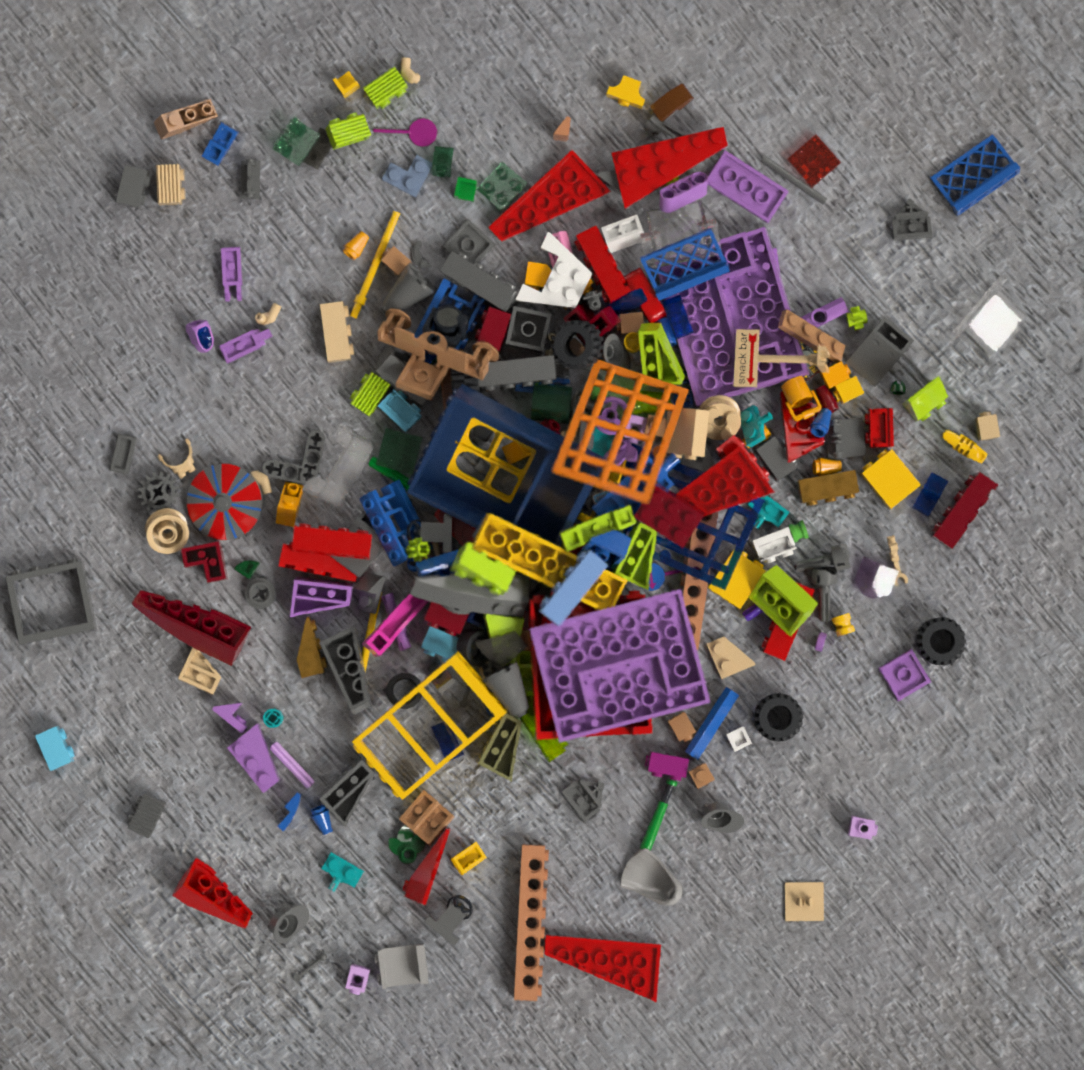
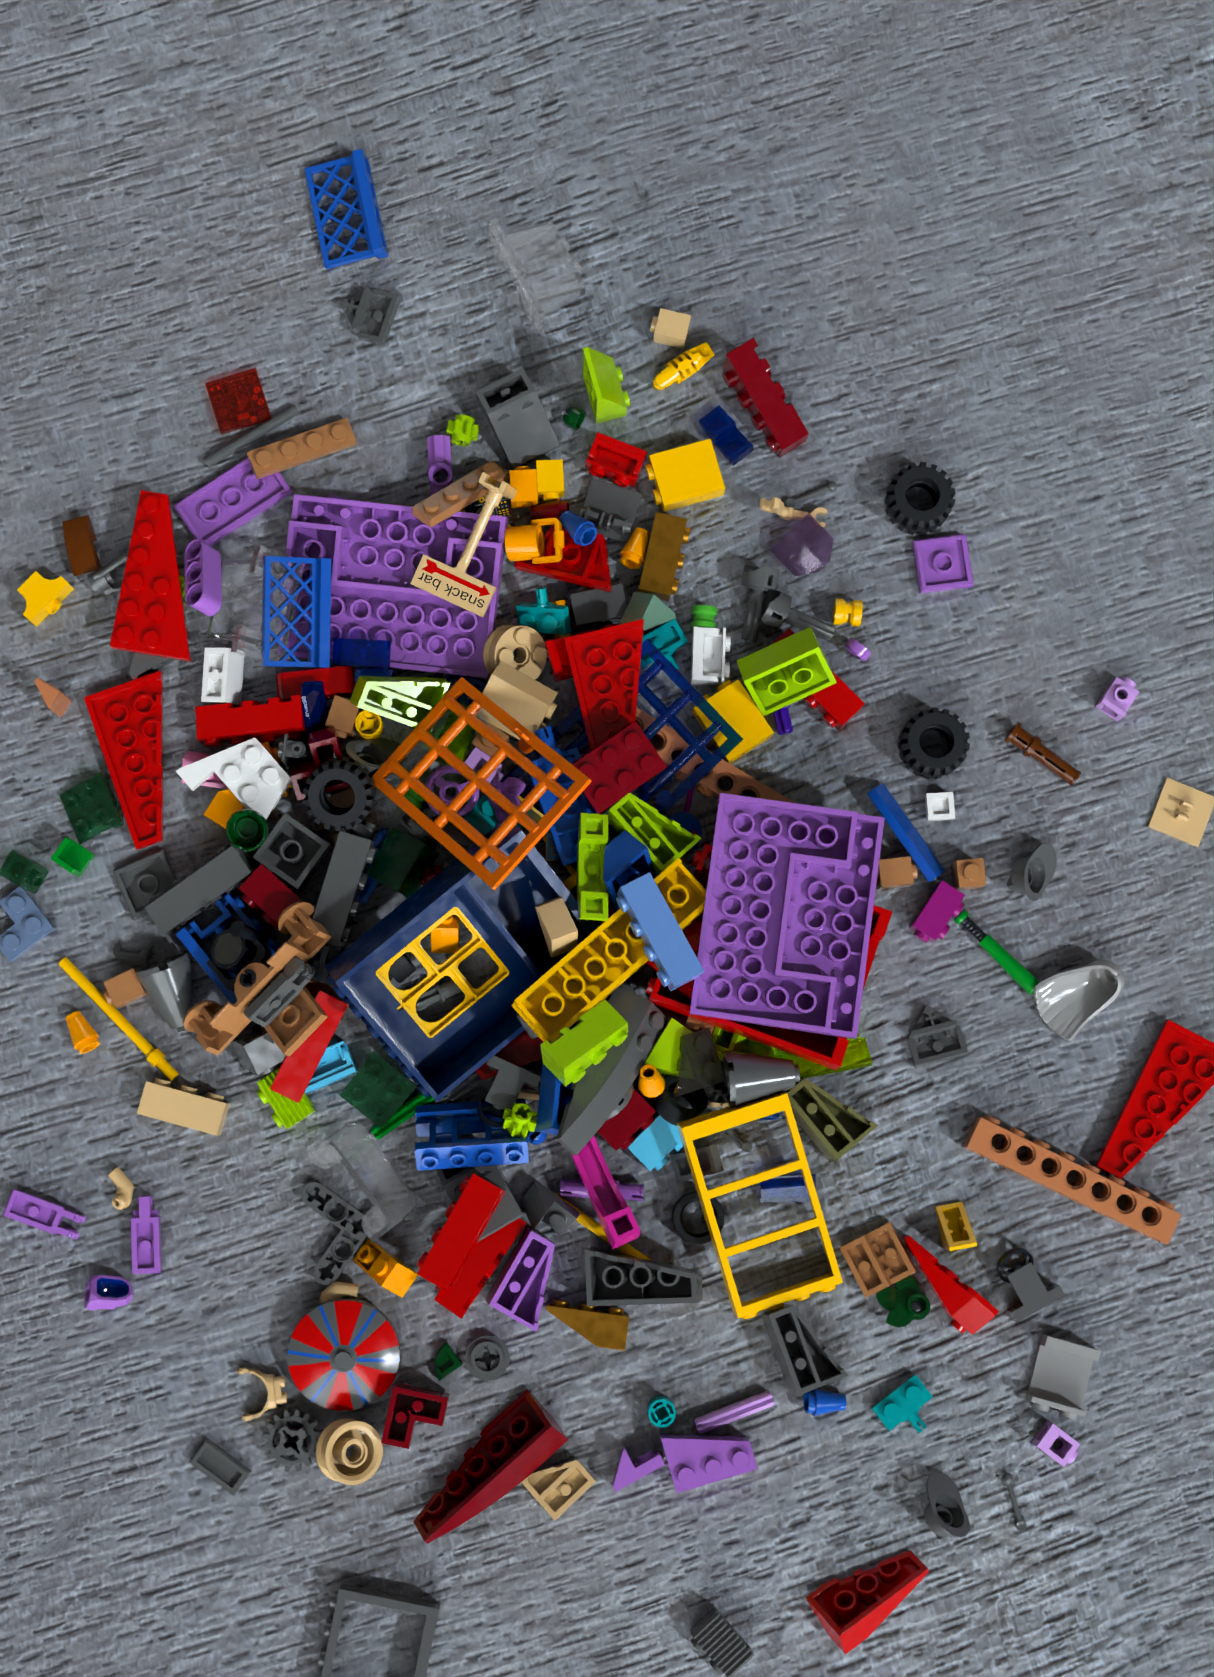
camera: 80 degrees left, 5 degrees down
(292, 806) = (792, 1436): blue slope -> none
(391, 395) = (300, 1066): none -> red sticker
(433, 363) = (280, 992): none -> dark grey hinge
(477, 623) = (650, 1081): none -> light orange cone
(529, 295) = (247, 829): none -> dark green hair
(549, 521) = (557, 926): none -> tan slope
(706, 464) = (568, 699): dark grey slope -> none
(728, 657) = (828, 776): tan wing -> none
(784, 490) = (649, 608): none -> sand green slope
(799, 217) = (301, 448): none -> medium nougat plate
(805, 783) = (1031, 744): none -> reddish brown pin
(903, 556) = (791, 502): none -> dark grey hinge

